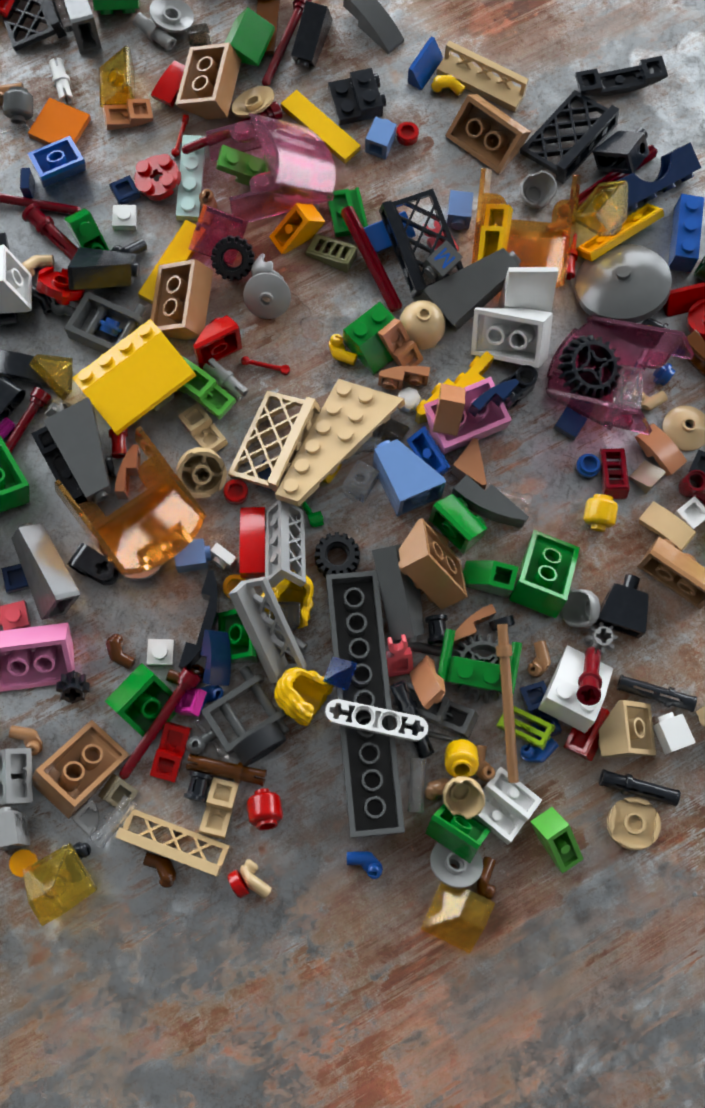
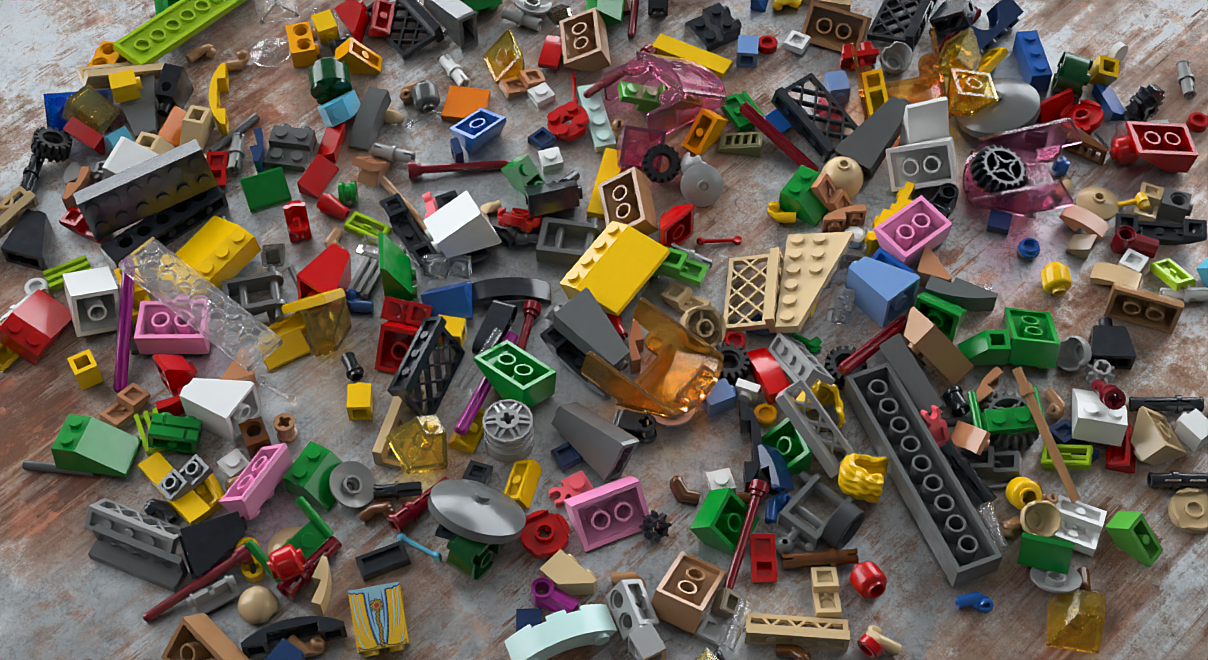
camera: 10 degrees left, 20 degrees down
(45, 226) = (484, 180): dark red pin -> none
(55, 372) = (542, 283): clear yellow slope -> none
(110, 326) = (573, 241): blue plate -> none
(143, 134) = (541, 95): none -> white plate
(191, 702) = (767, 511): dark pink tile -> none
(198, 786) = (800, 577): black bush -> none
(231, 524) = (737, 356): none -> black tyre
(253, 101) = (627, 48): tan dish -> none
(340, 673) = (893, 445): clear blue slope -> none
(371, 543) = (872, 346): none -> dark red axle
(377, 715) = (939, 469): white beam -> none
(439, 139) = (797, 42): none -> white plate
(441, 261) = (841, 123): dark grey brick -> none
(449, 409) = (898, 226): nougat slope -> none
(497, 394) = (931, 205): dark blue slope -> none
(501, 180) = (866, 55): none -> red hips
(505, 620) = (1008, 384): black tile -> none
(537, 755) = (1088, 477): blue arm -> none
(597, 258) = (970, 91): none -> clear yellow slope
(616, 488) = (1055, 249): dark red slope -> none

